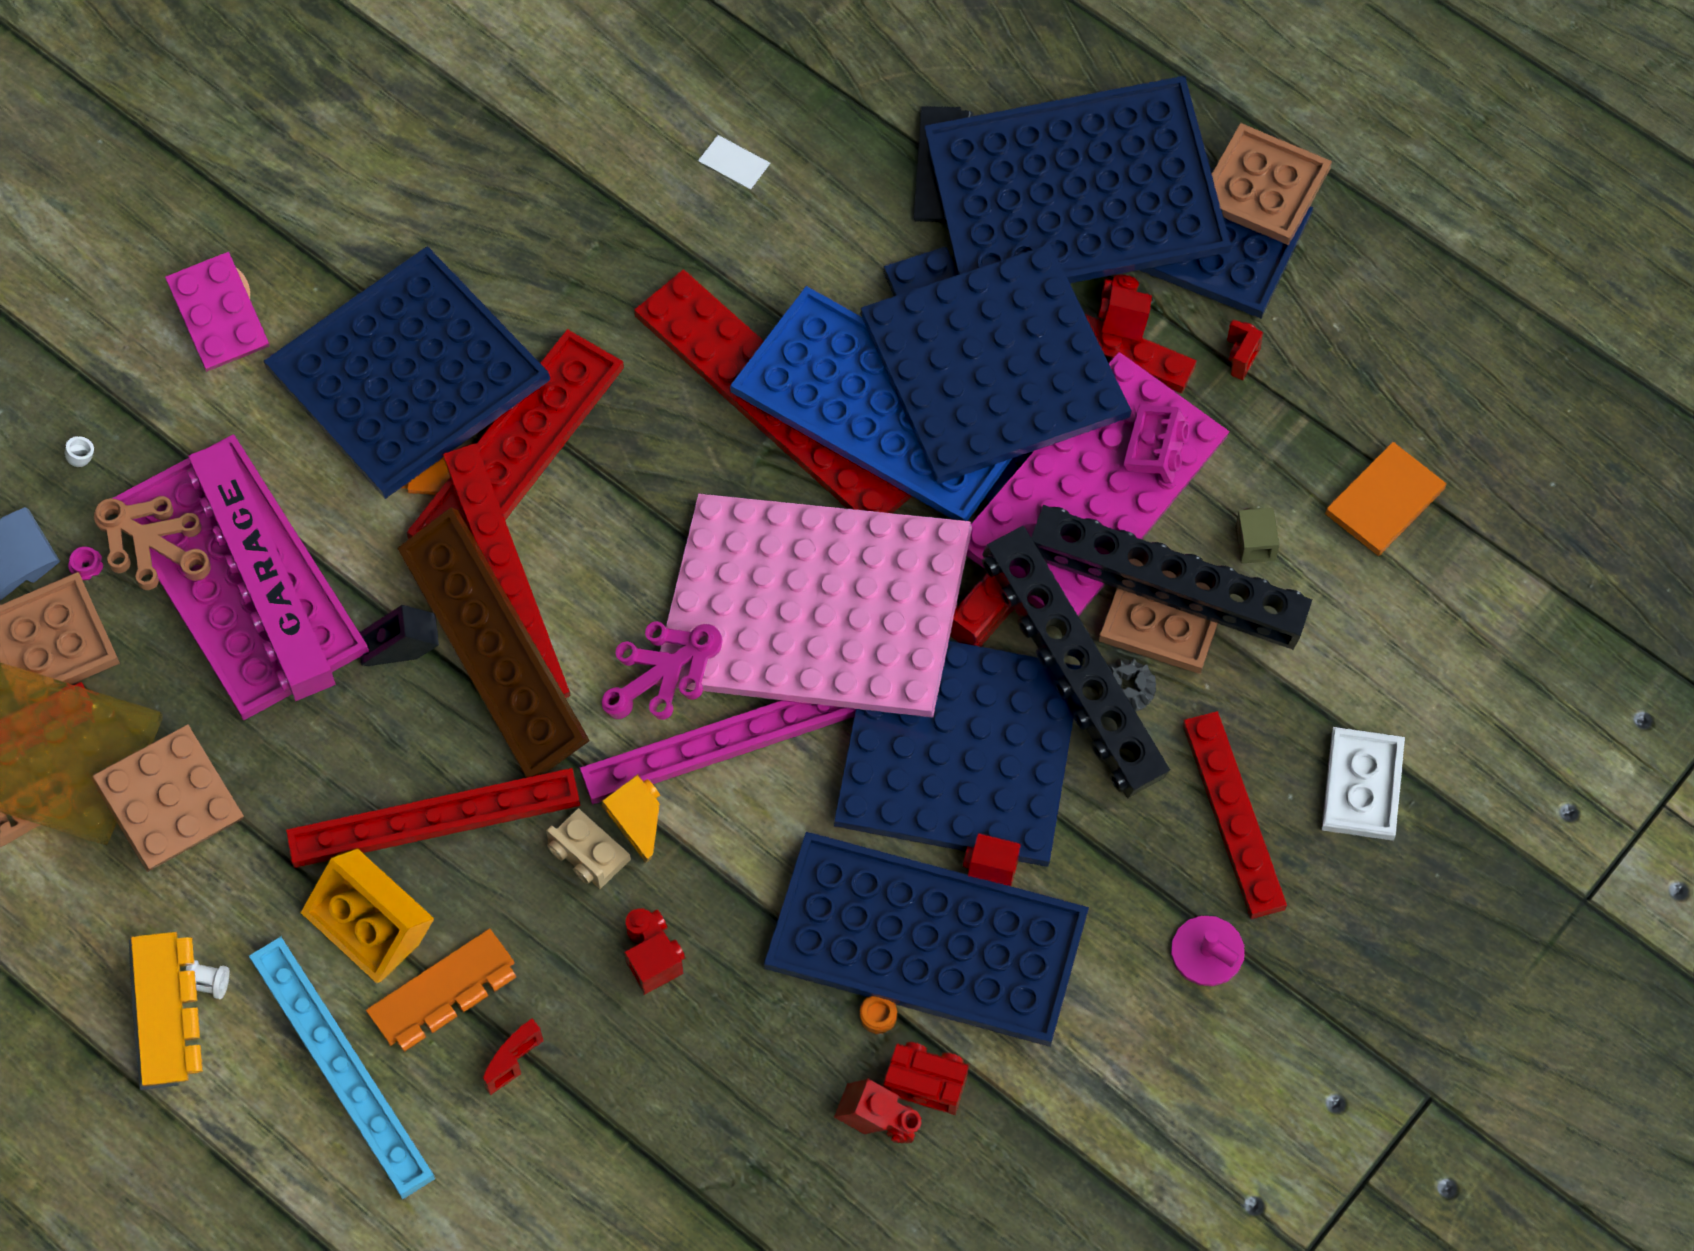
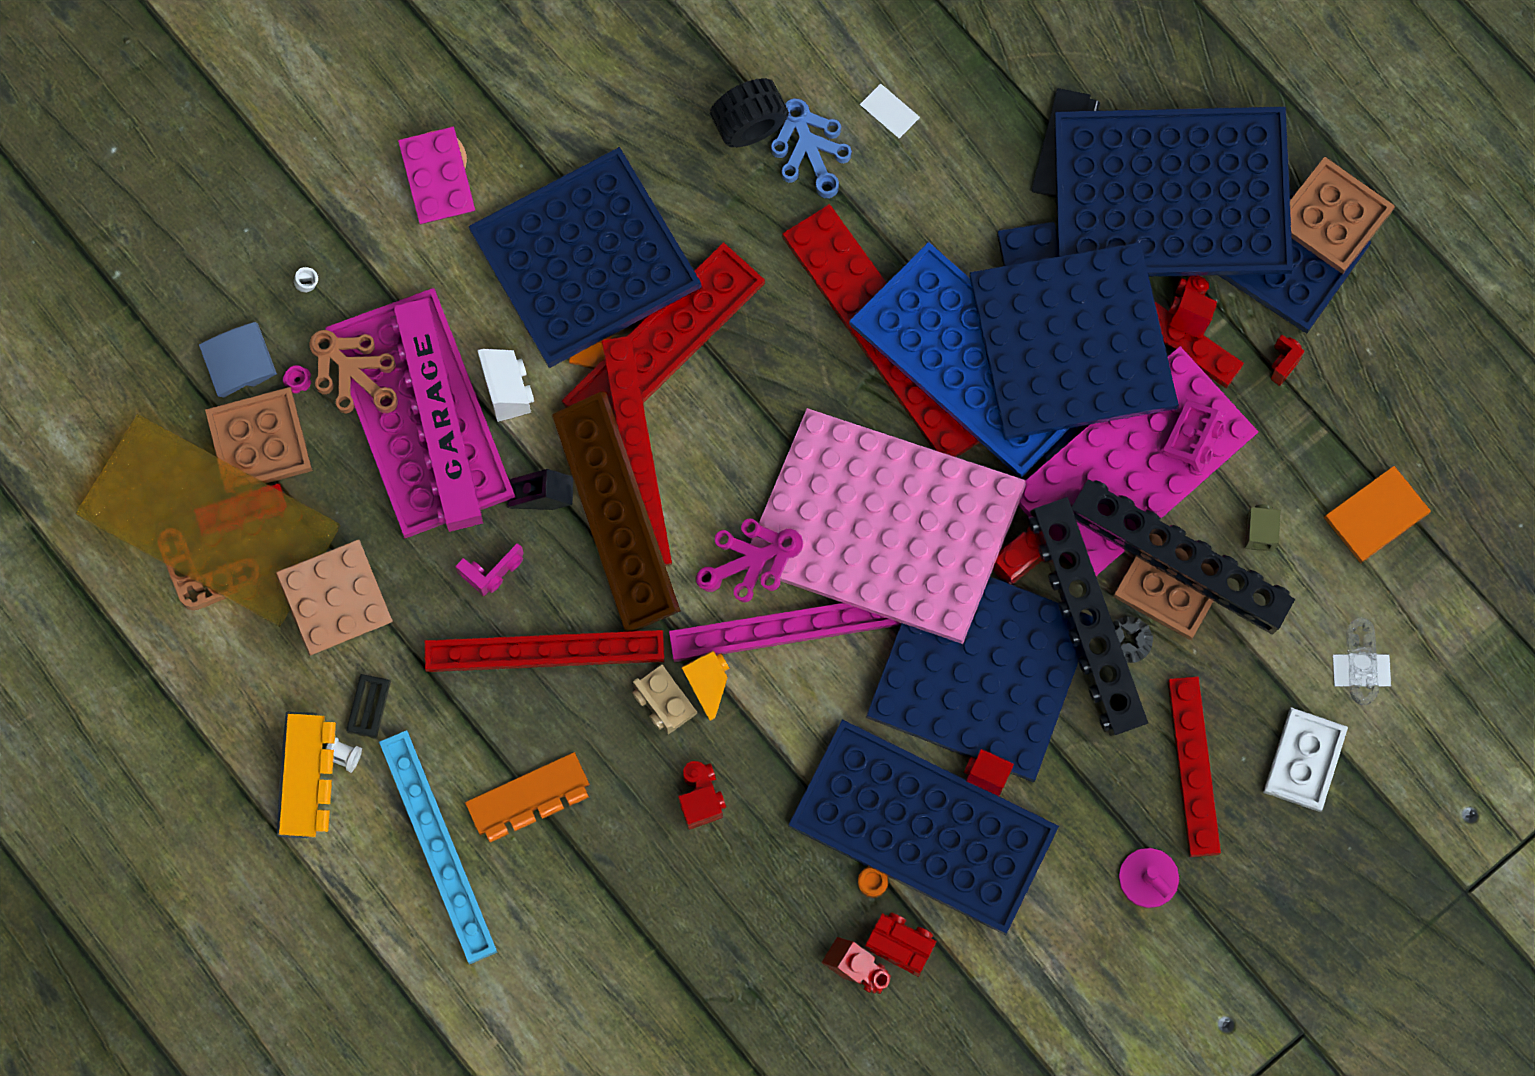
camera: 10 degrees right, 10 degrees up
(227, 948) = (362, 730): none -> pearl dark grey tile
(335, 523) = (505, 383): none -> white slope
(346, 753) = (474, 573): none -> dark pink bracket
(366, 914) = (477, 723): light orange slope -> none
(504, 1064) = (567, 871): red slope -> none
(572, 182) = (749, 112): none -> black tyre
(649, 210) = (809, 144): none -> medium blue plant
(1400, 676) = (1353, 640): none -> clear beam
(1406, 673) = (1341, 670): none -> white sticker

